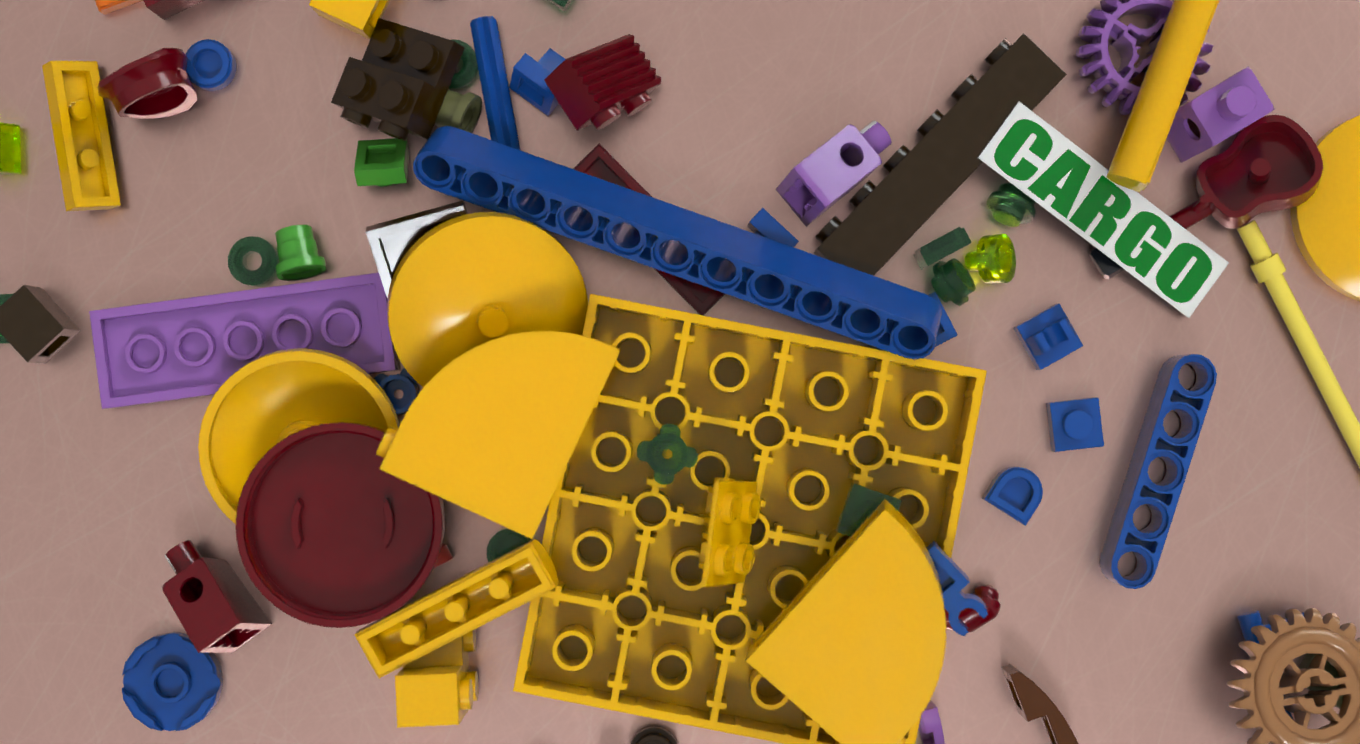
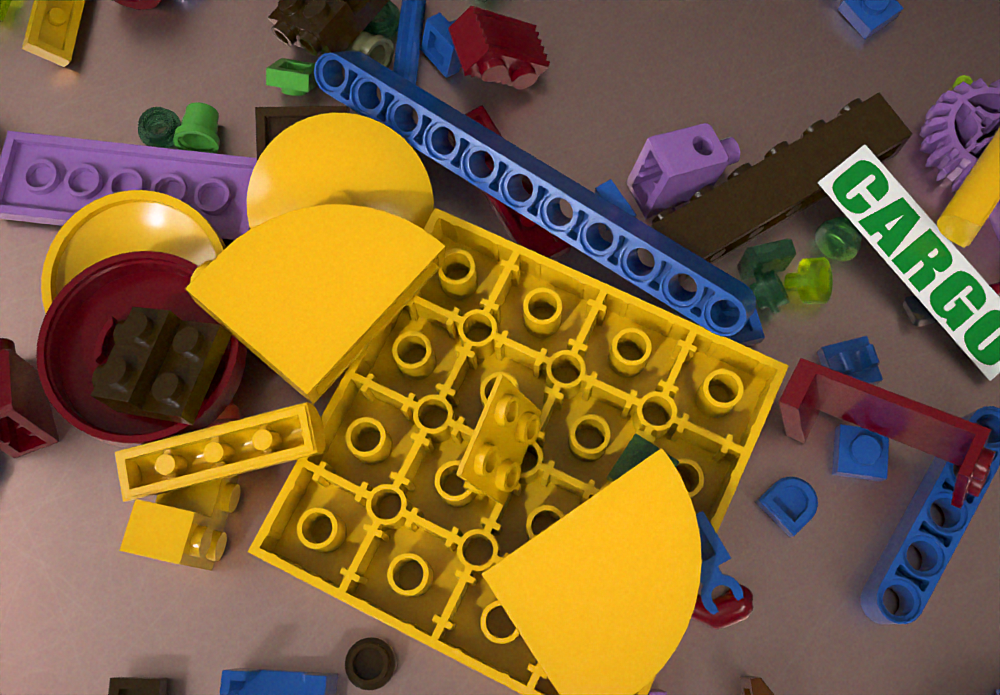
camera: 20 degrees right, 15 degrees down
(371, 540) = (160, 365): none -> dark brown plate
(664, 468) = (467, 347): clear green plate -> none
(1011, 389) = (891, 415): none -> dark red panel

